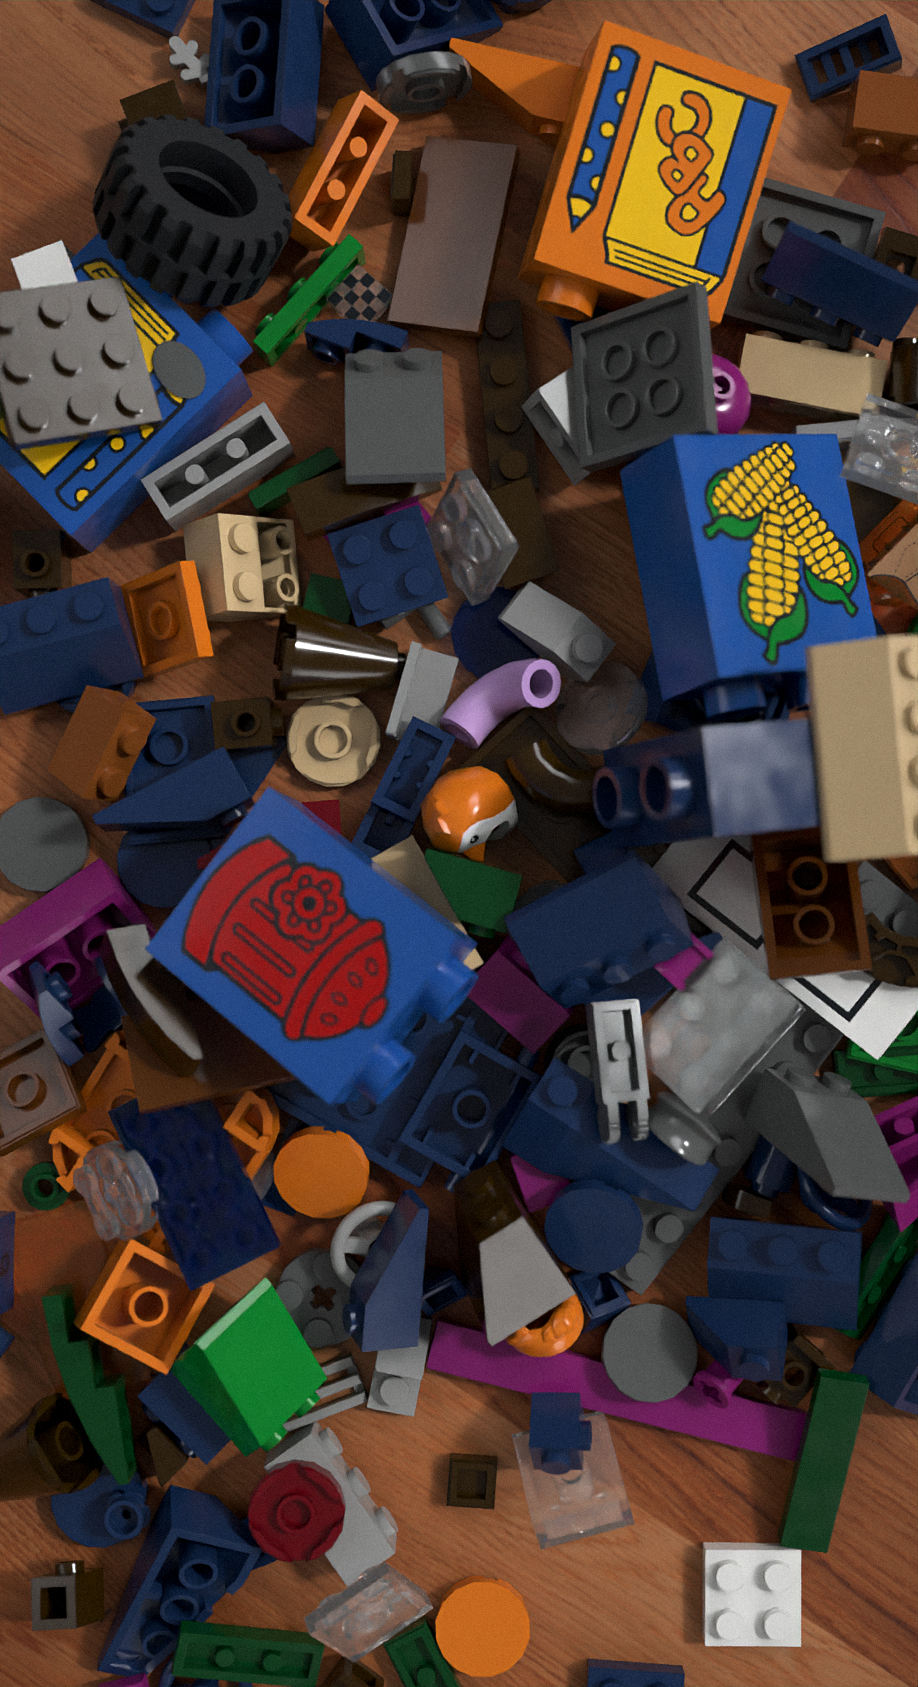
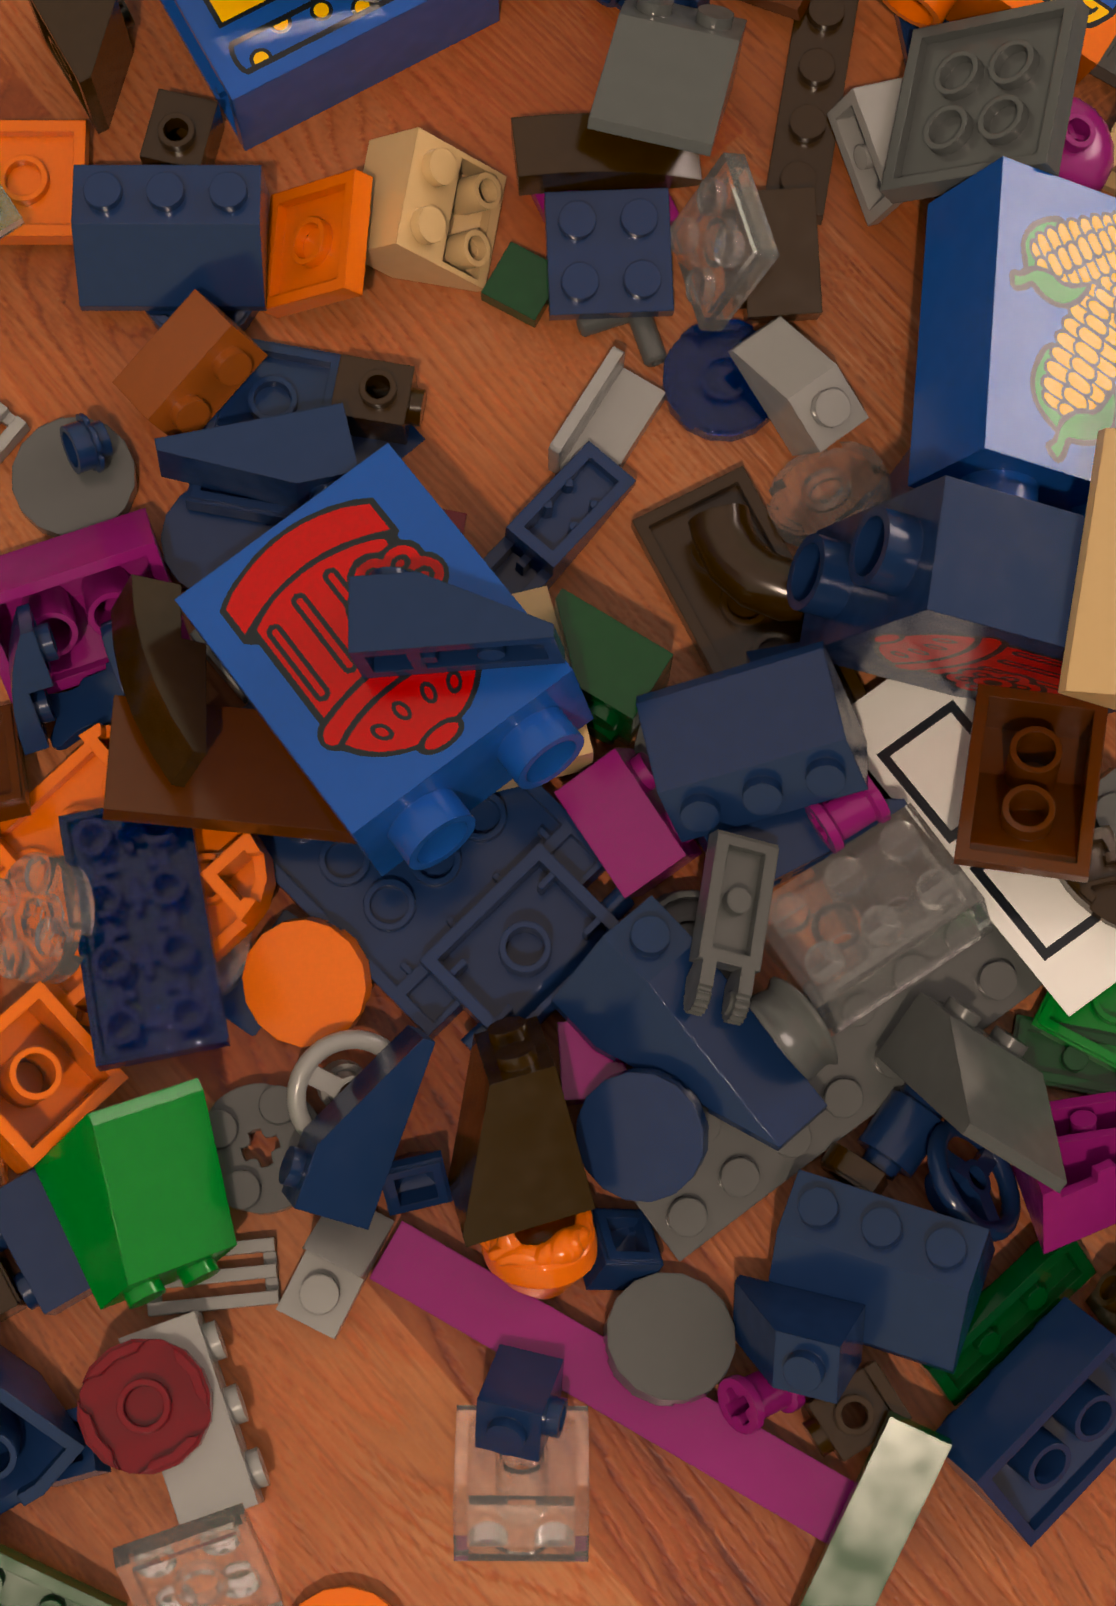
camera: 15 degrees right, 10 degrees down
(42, 821) = (86, 444): none -> dark blue plate
(218, 467) = (435, 82): light grey brick -> none
(273, 493) = (489, 135): dark green tile -> none
(330, 657) = (506, 344): dark brown cone -> none
(332, 935) = (426, 626): none -> dark blue slope
(333, 740) = (480, 452): tan tile -> none
(467, 810) = (622, 564): orange piece -> none
(472, 1480) = (386, 1452): dark brown tile -> none
(498, 696) = (705, 447): lavender cylinder -> none

